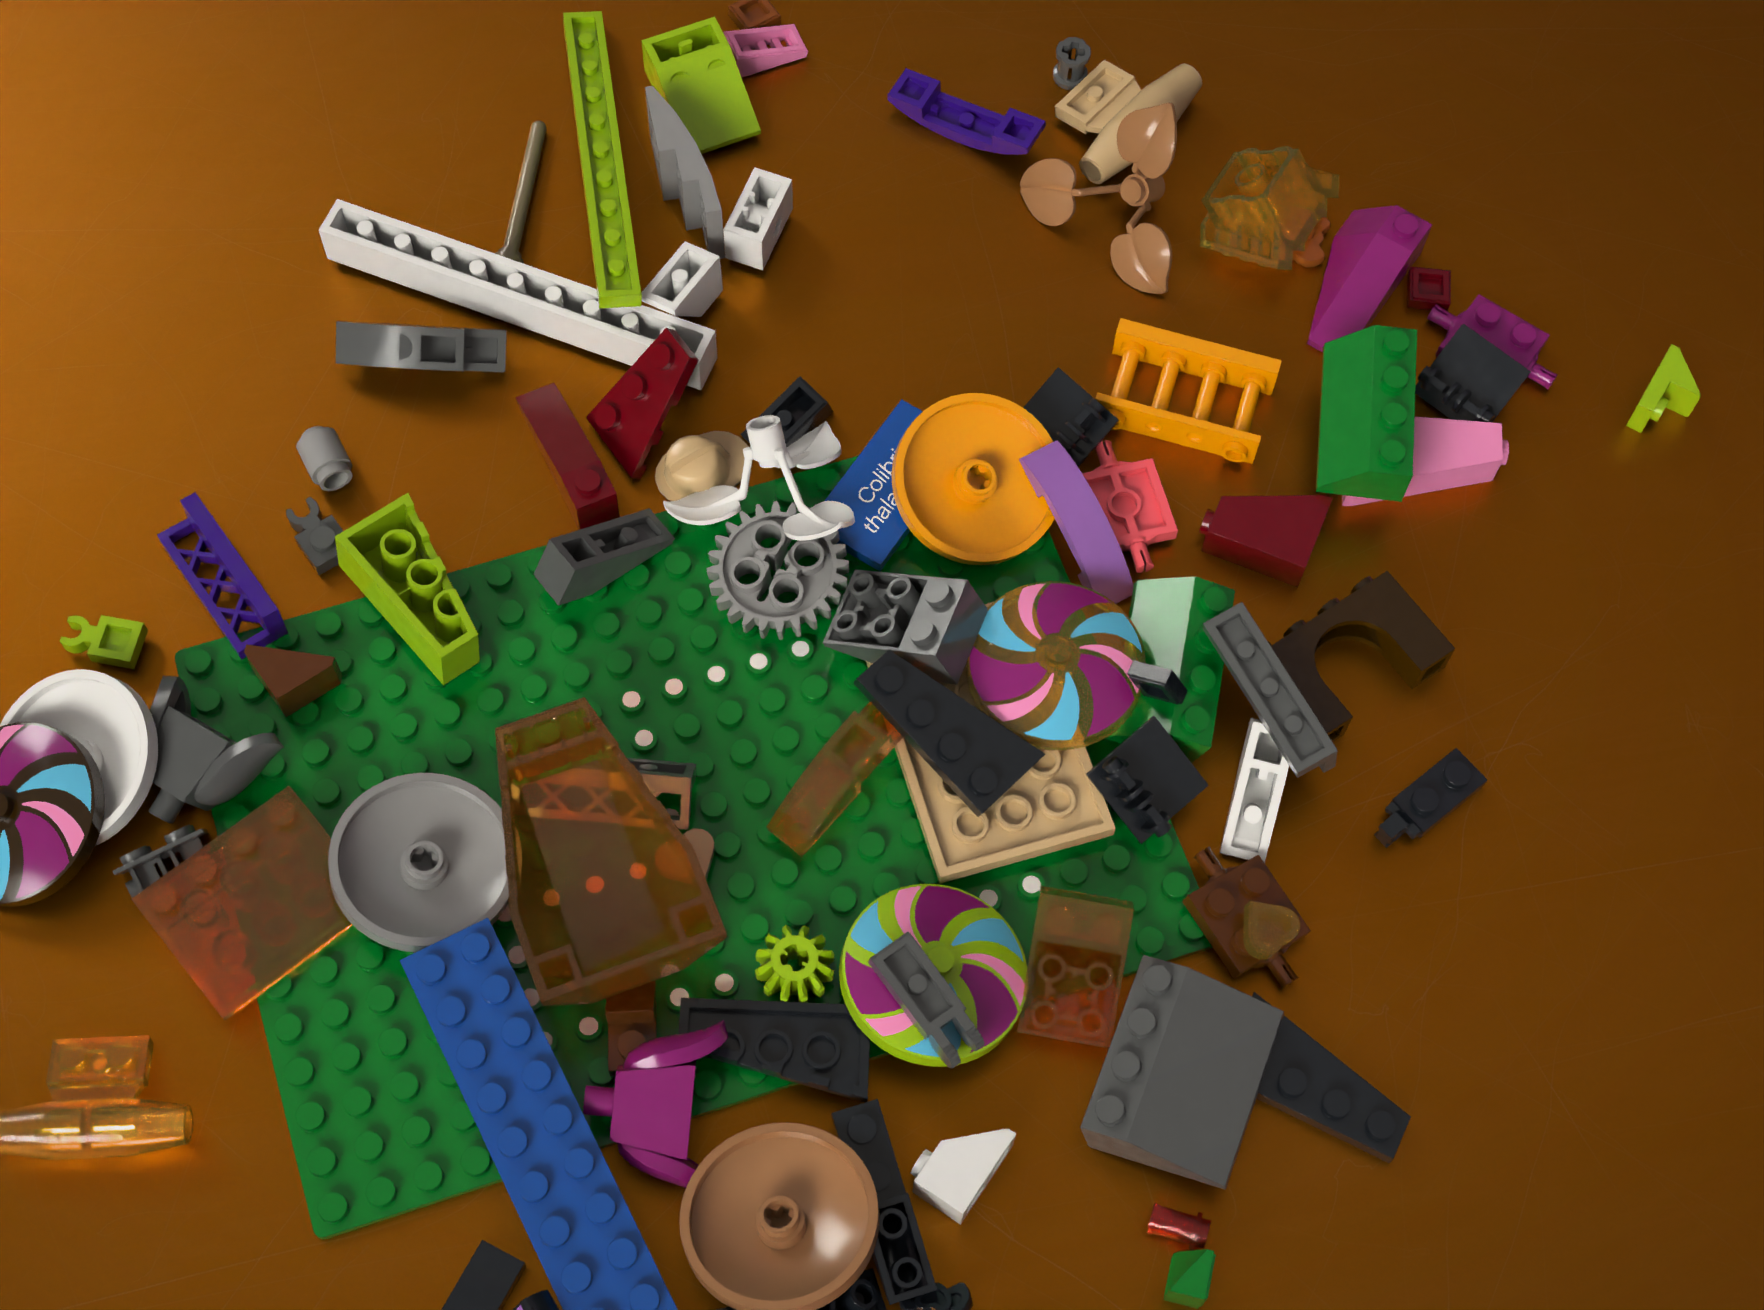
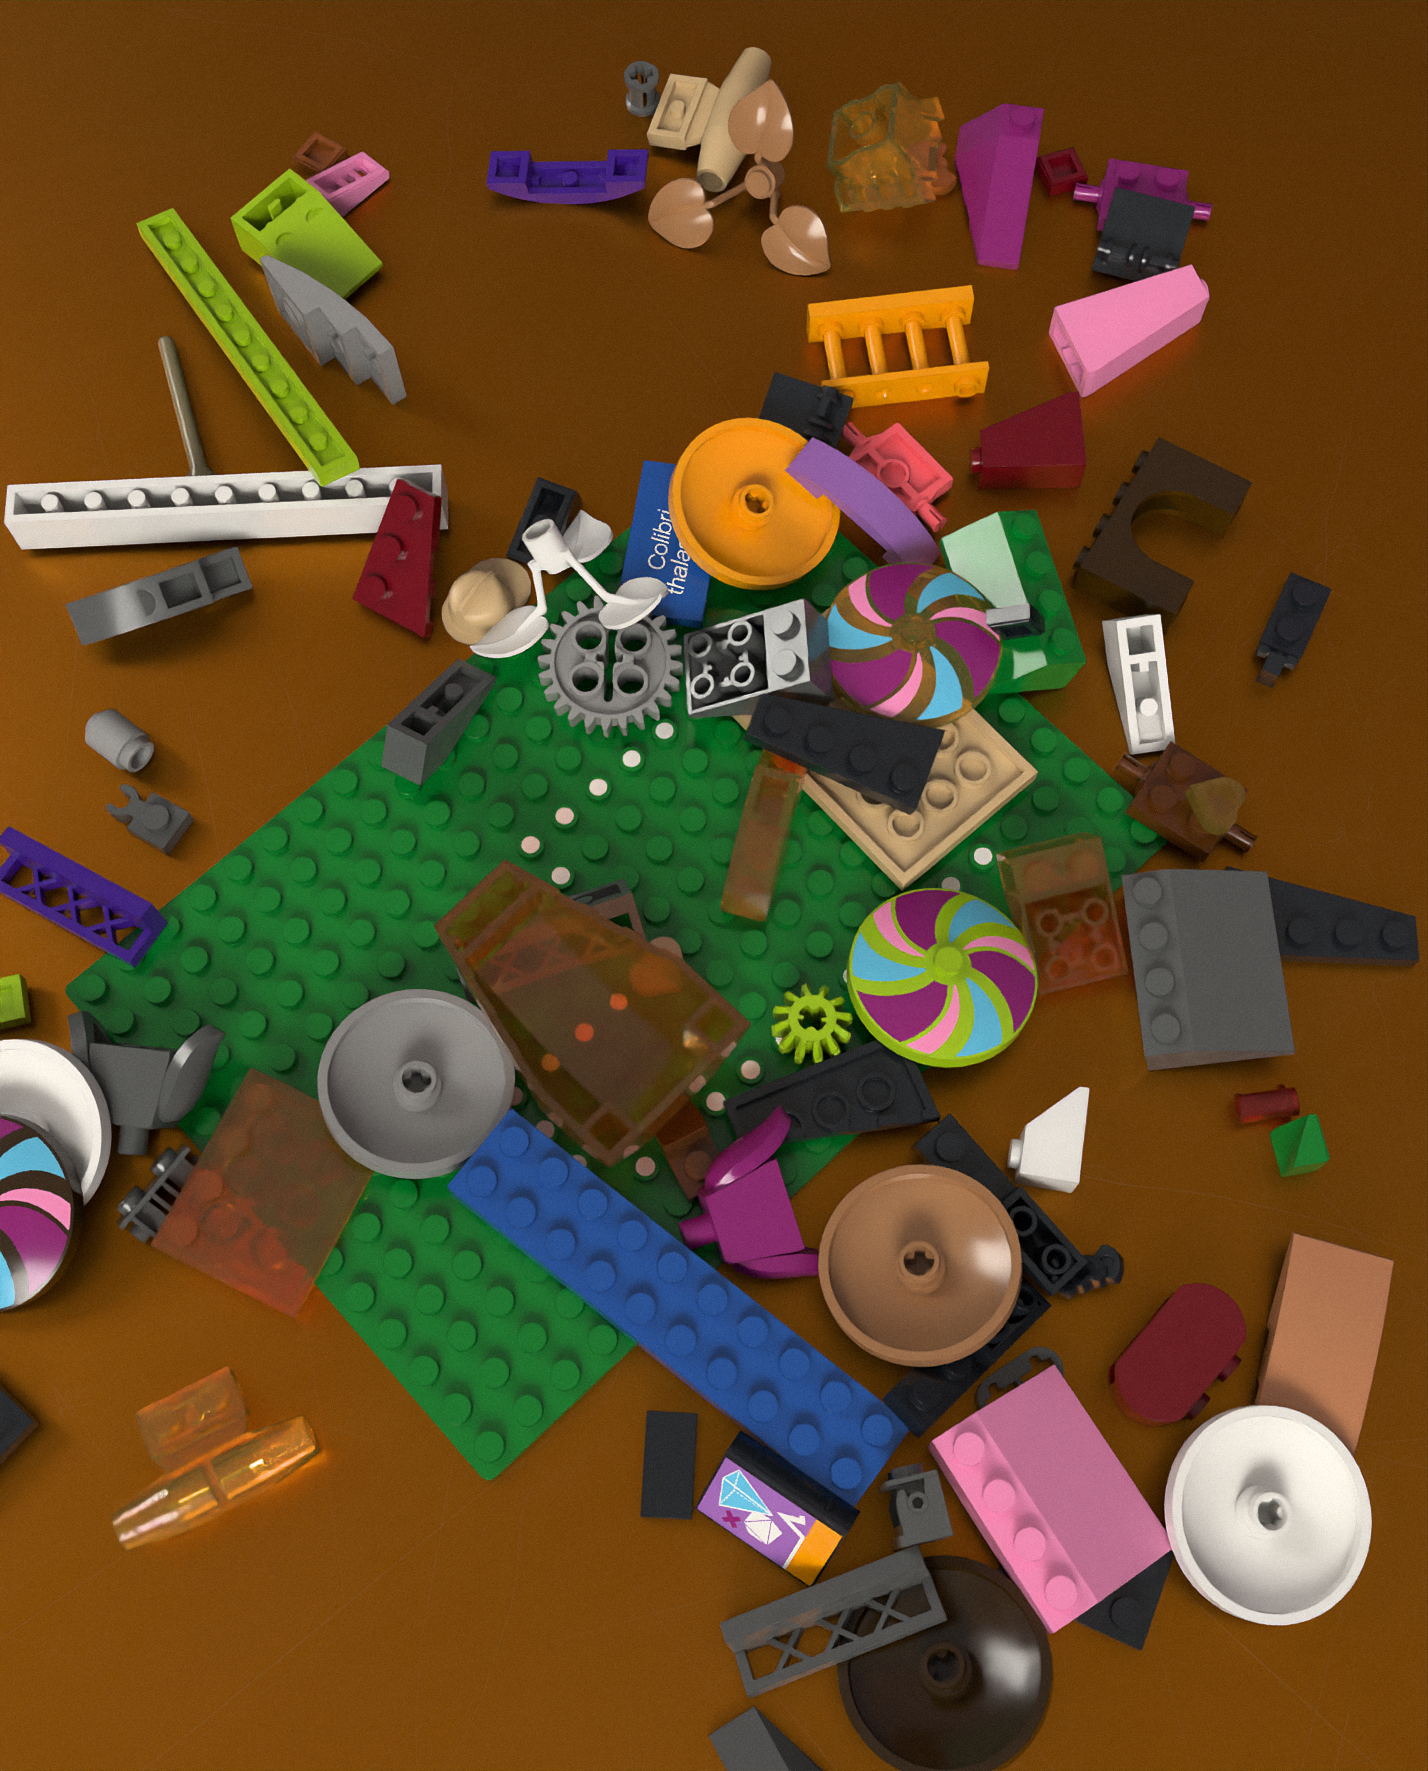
camera: 20 degrees left, 5 degrees up
(293, 676) = (195, 962): reddish brown slope -> none
(409, 585) = (269, 827): lime wedge -> none
(569, 457) = (357, 643): dark red slope -> none
(686, 282) = (388, 430): white slope -> none
(758, 218) = (424, 345): white brick -> none
(925, 996) = (955, 1000): dark grey hinge -> none
(1147, 780) = (1045, 716): black hinge -> none
(1271, 691) = (1120, 585): dark grey fence -> none
(1368, 414) = (1077, 300): green slope -> none
(1669, 388) = (1312, 177): lime slope -> none

